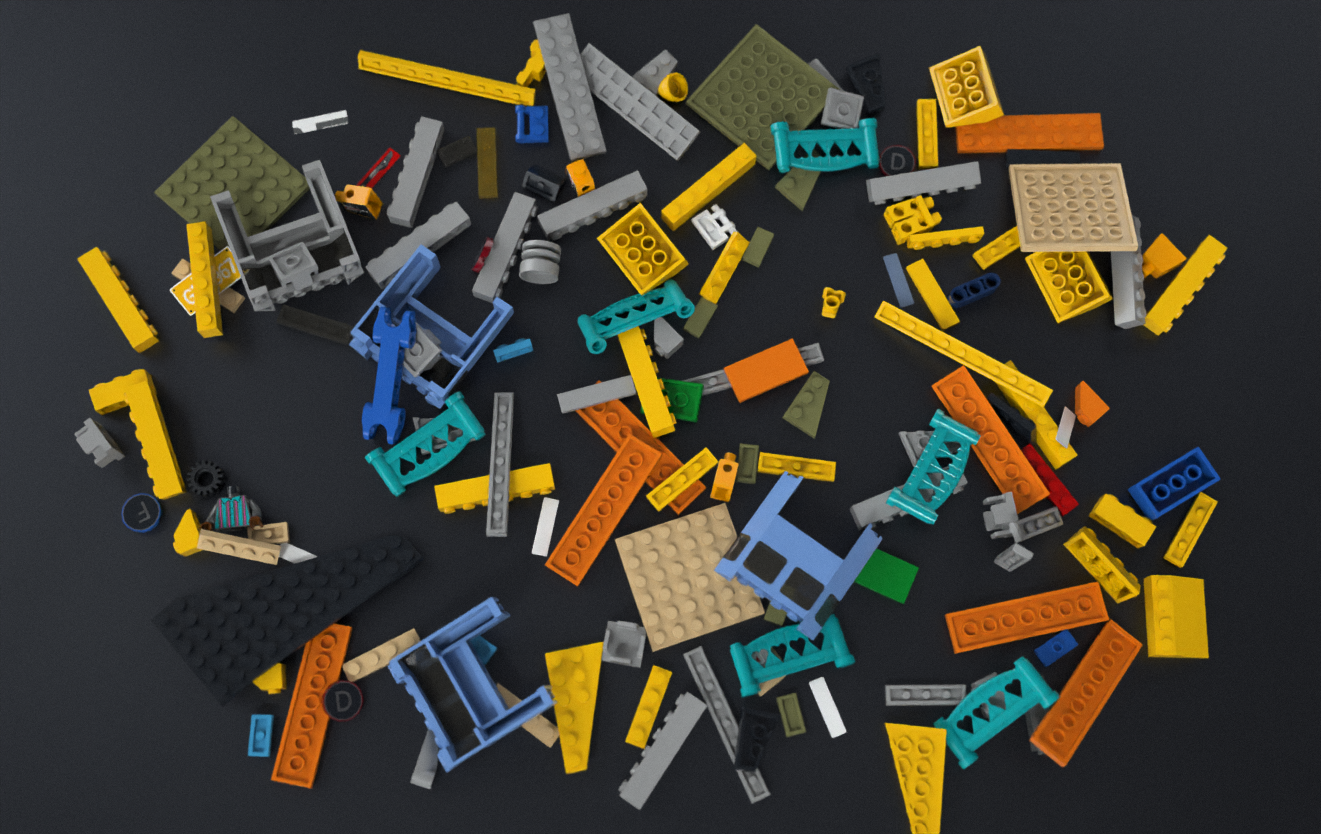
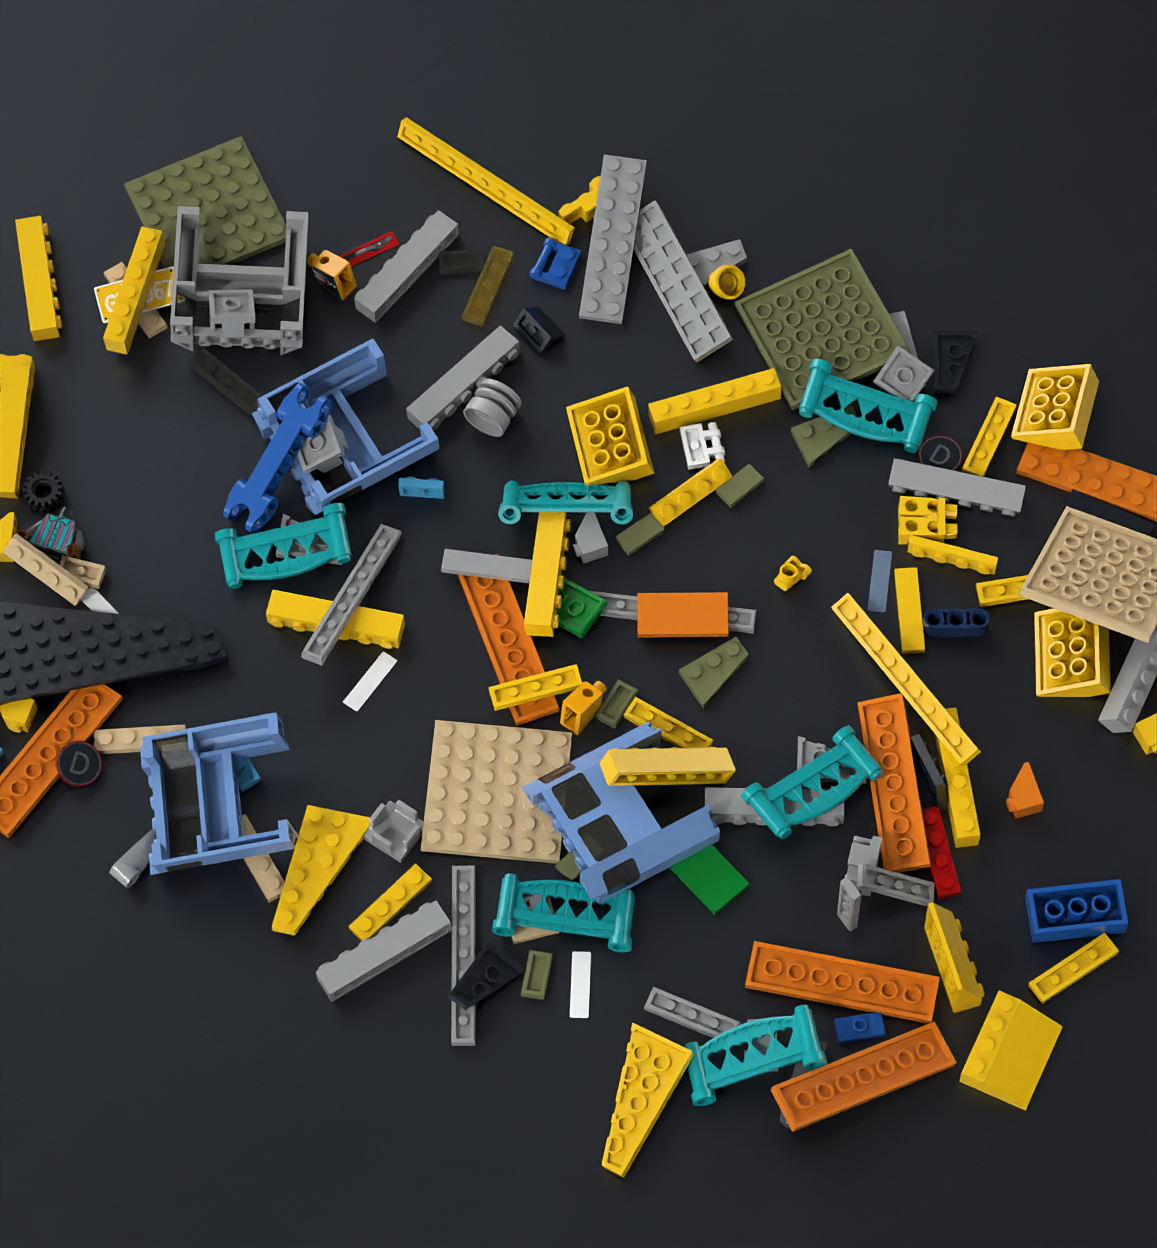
camera: 30 degrees right, 10 degrees down
(320, 122) = (330, 177): white sticker -> none
(431, 235) = (391, 337): light grey brick -> none
(482, 254) = (434, 376): dark red tile -> none
(579, 177) = (577, 336): light orange torso -> none
(592, 206) = (579, 373): light grey brick -> none
(603, 510) = (438, 685): orange plate -> none
(819, 505) = (667, 766): none -> yellow brick
(1065, 427) = (983, 802): white sticker -> none
(1122, 520) = (1000, 927): yellow brick -> none

